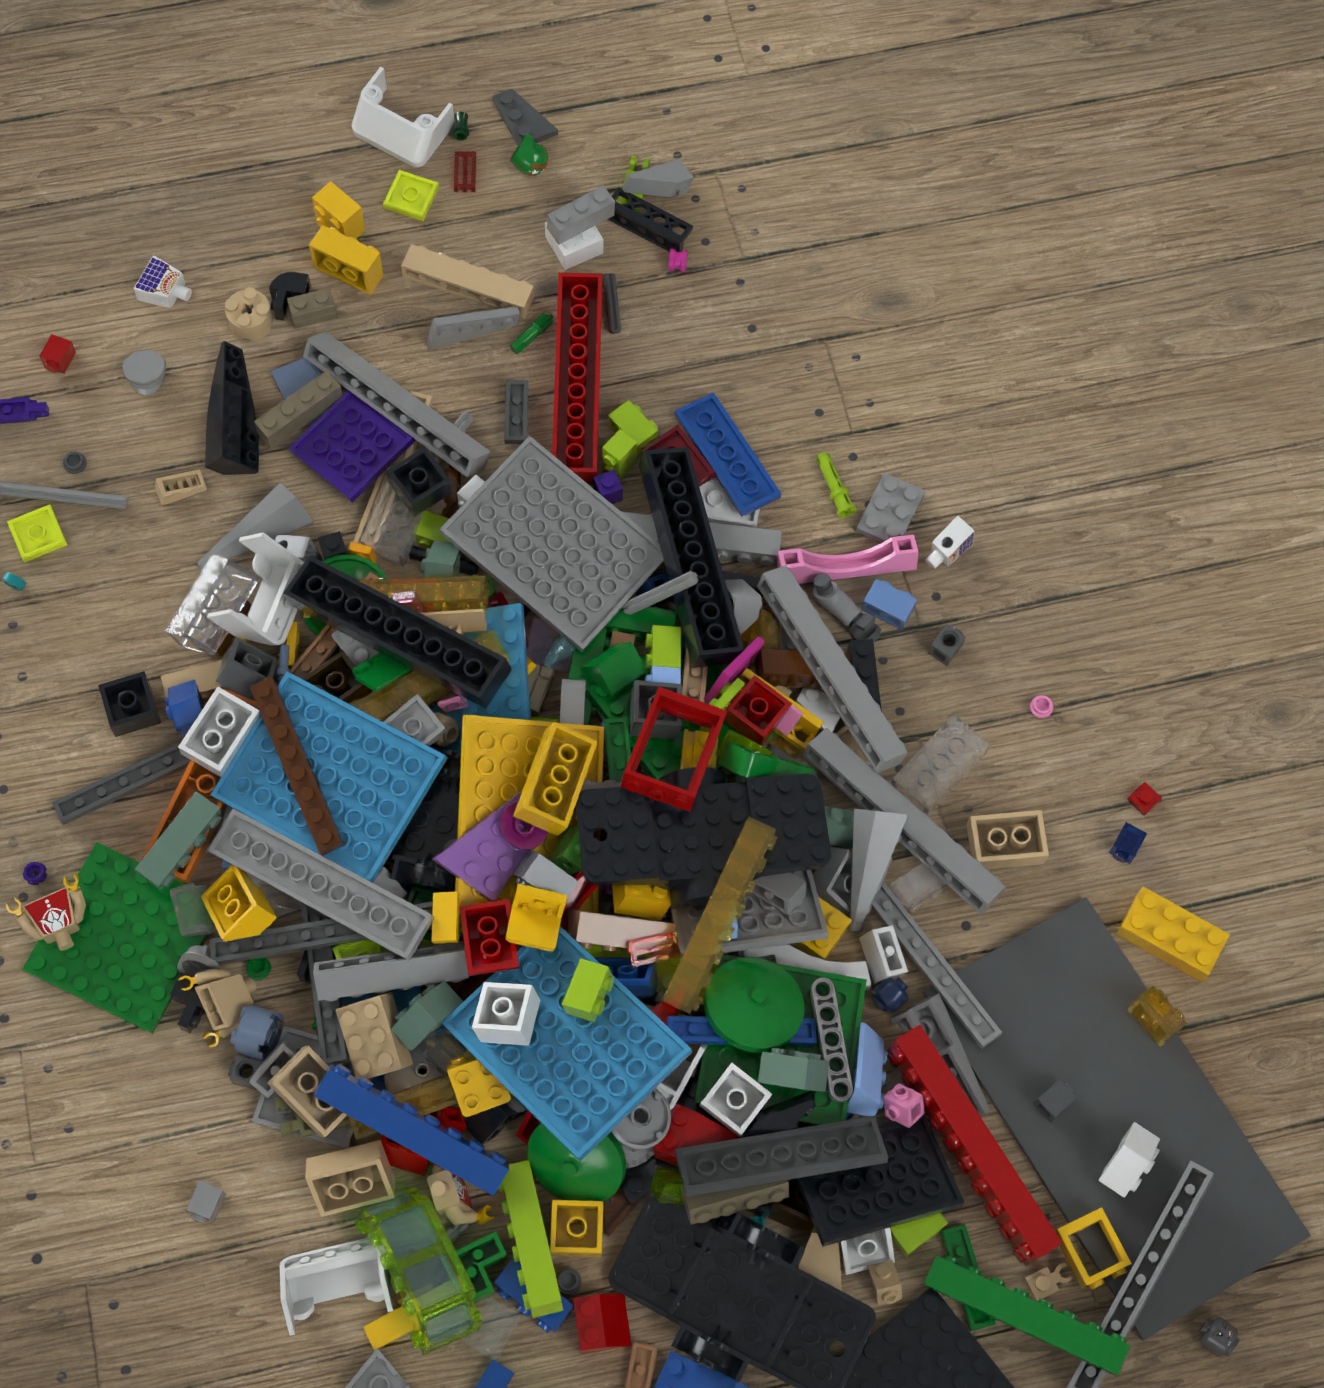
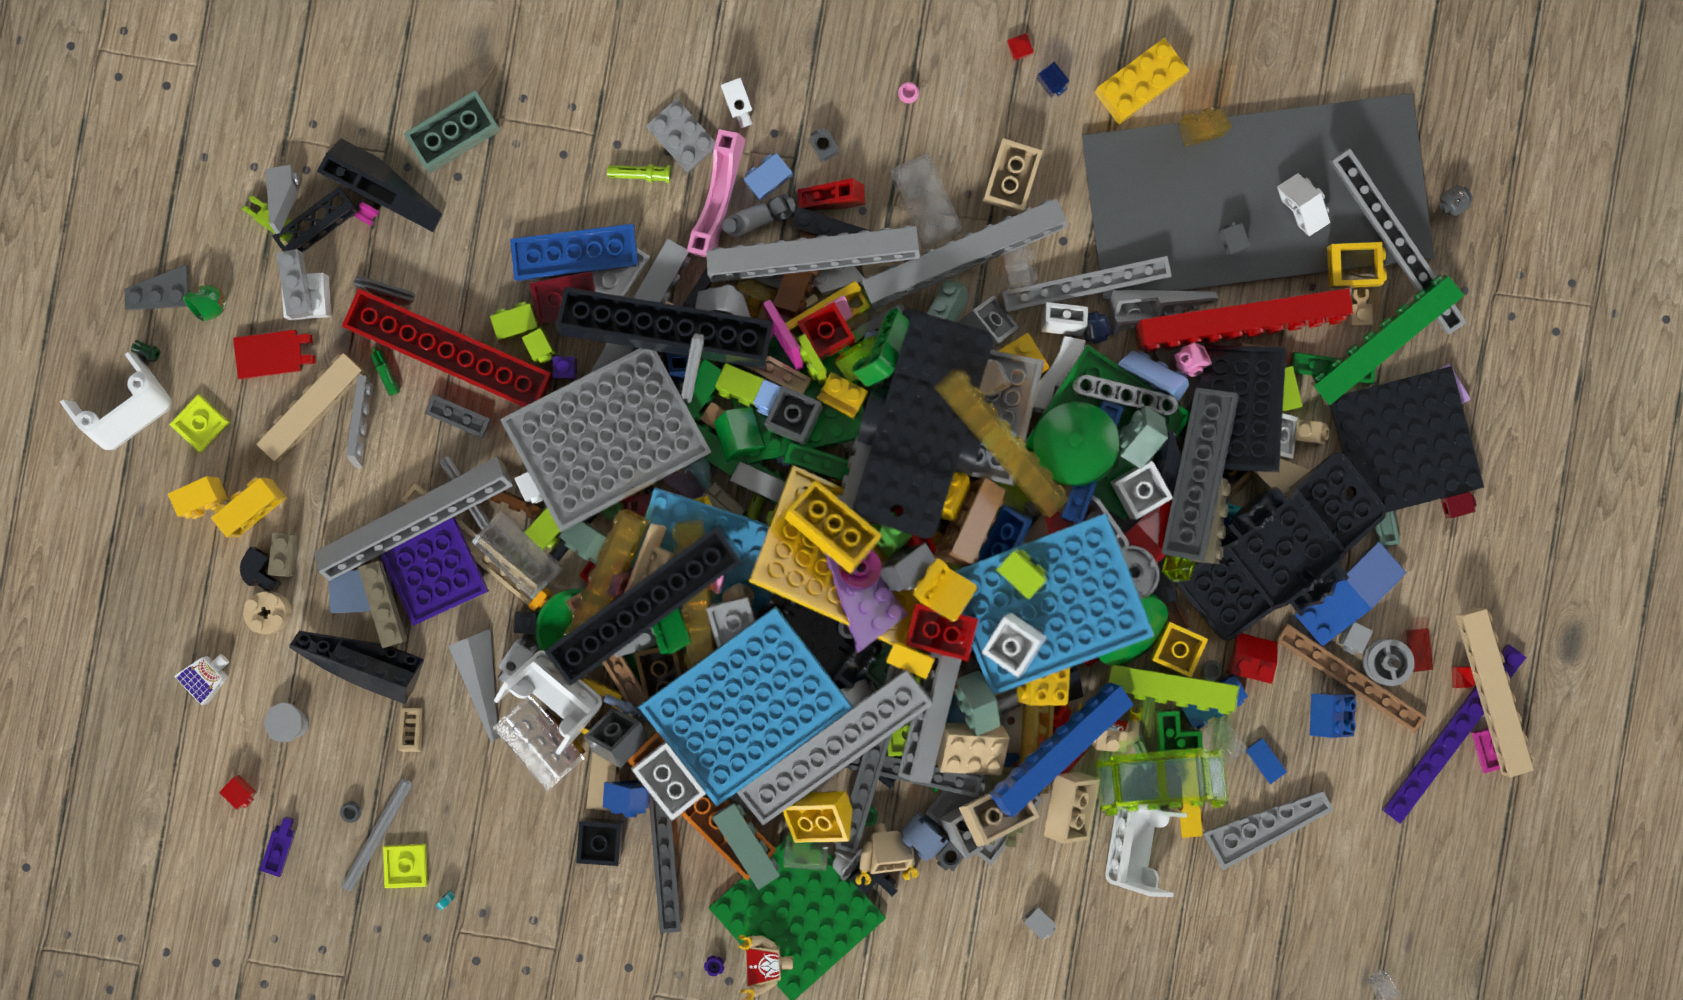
camera: 65 degrees left, 20 degrees up
(297, 766) = (726, 729): reddish brown plate -> none
(419, 481) = (503, 529): black brick -> none
(465, 154) = (211, 371): clear red tile -> none
(505, 231) = (271, 354): none -> red tile
(633, 953) = (995, 504): clear red tile -> none
(686, 709) = (815, 389): red door -> none
(712, 258) = (377, 182): none -> black wedge
(792, 303) = (452, 132): none -> sand green brick
(873, 844) = (978, 288): light grey wedge -> none
(901, 673) = (832, 195): none -> red slope

